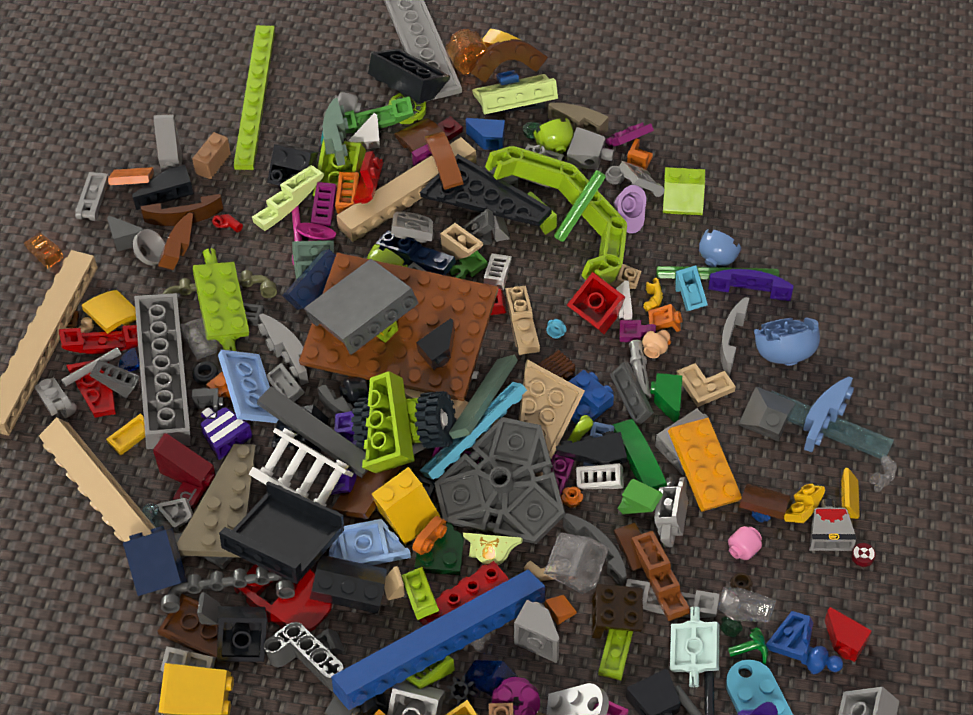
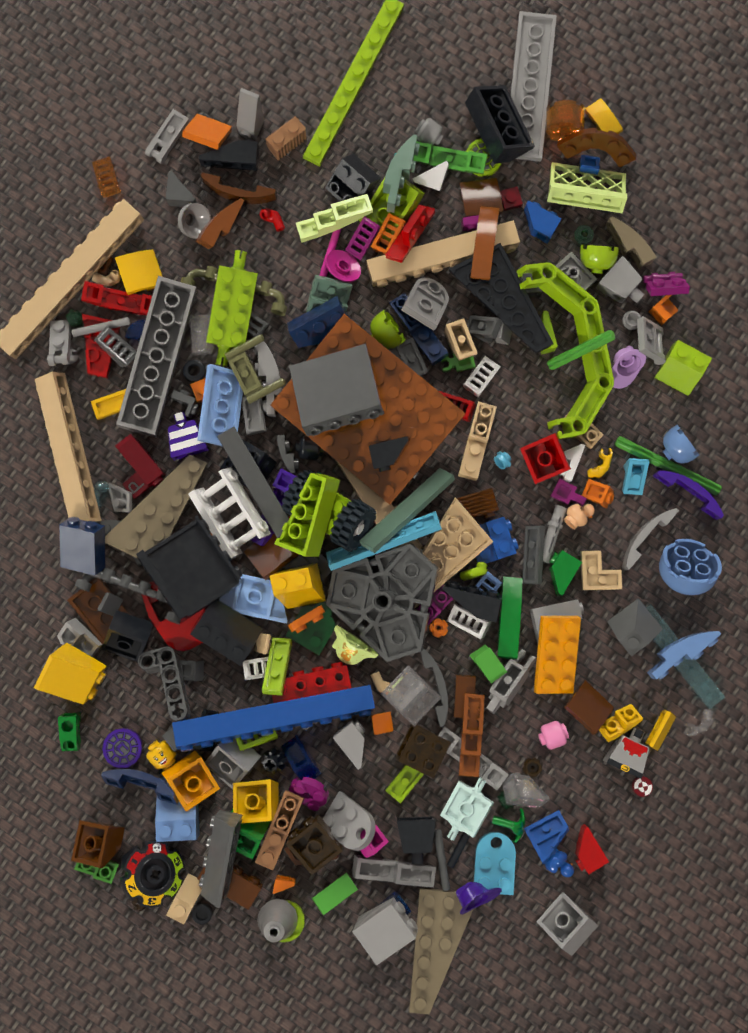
camera: 20 degrees right, 30 degrees up
(59, 372) = (74, 318): none -> clear green plate
(262, 348) = (246, 373): none -> olive plate
(395, 621) = (246, 666): none -> white slope

